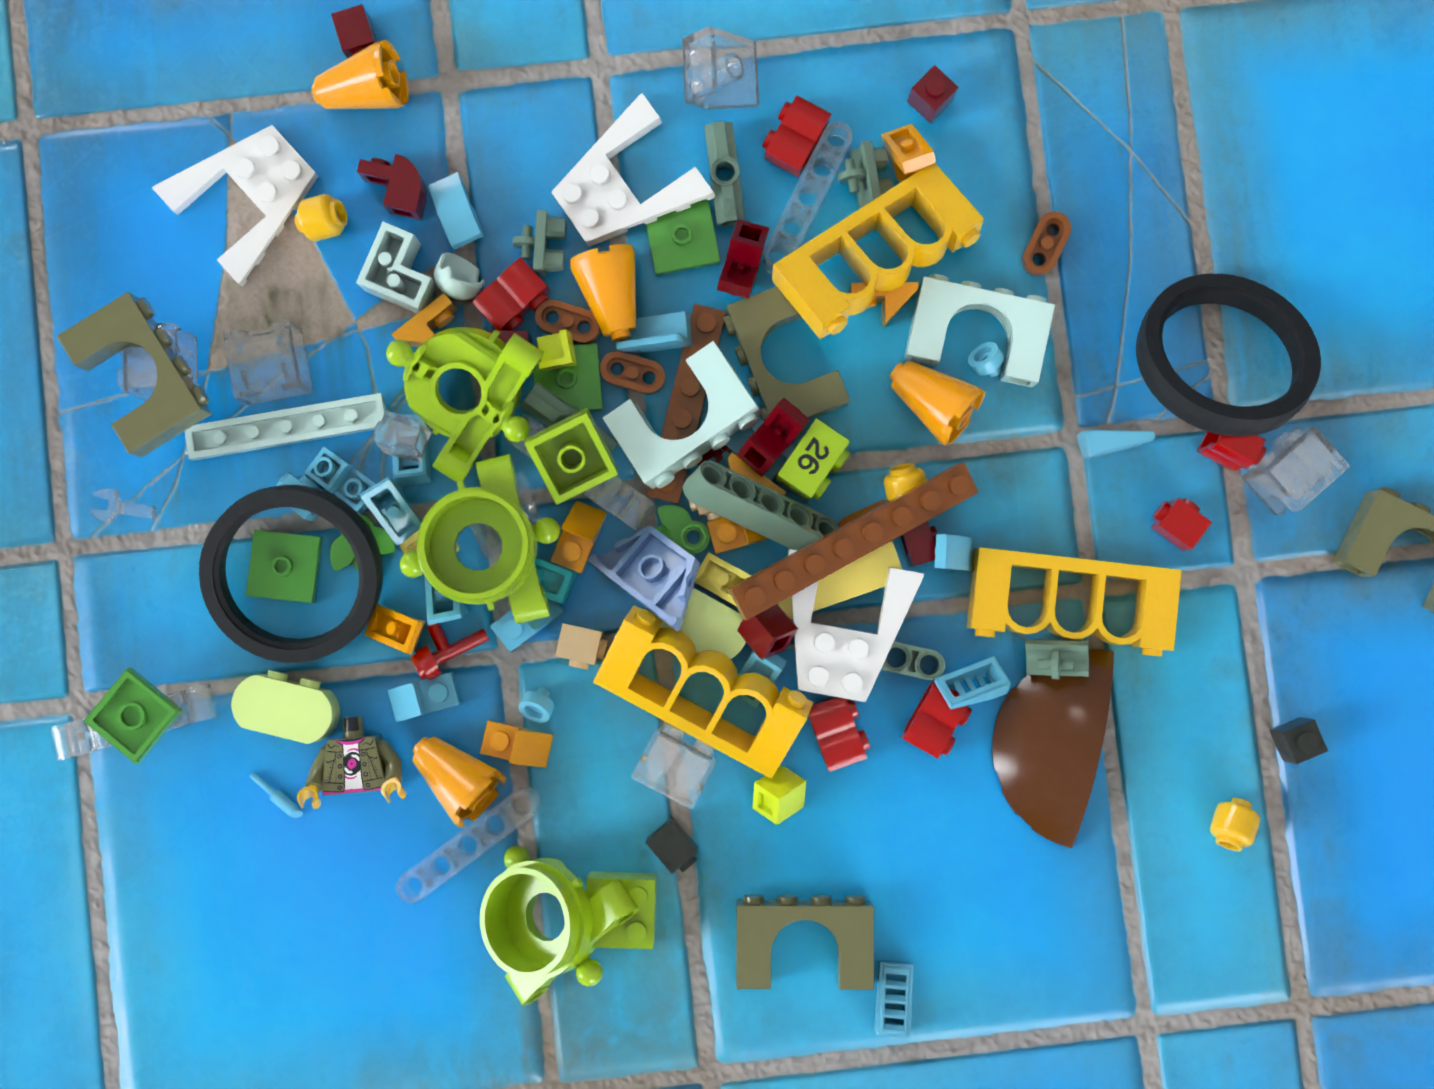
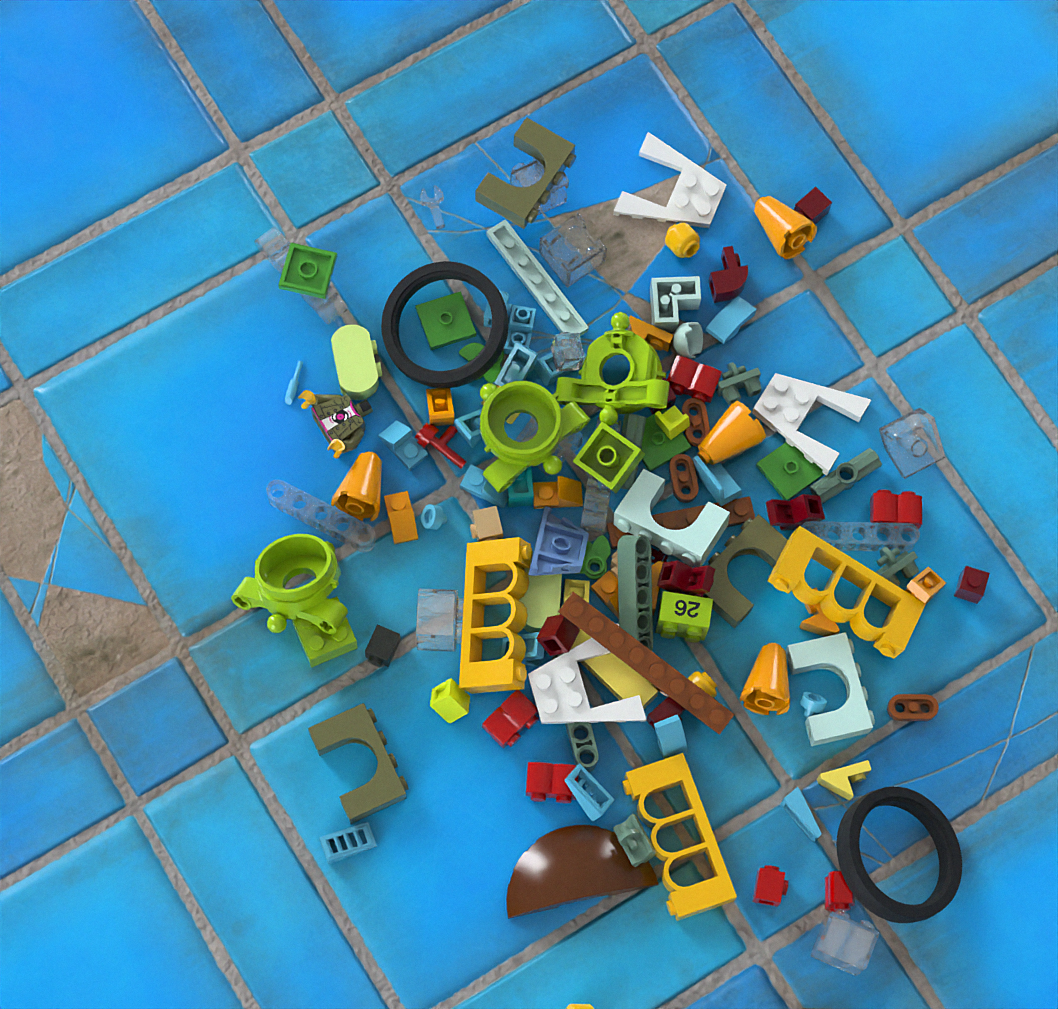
camera: 55 degrees right, 15 degrees down
(1090, 373) = (838, 779): none -> light yellow slope

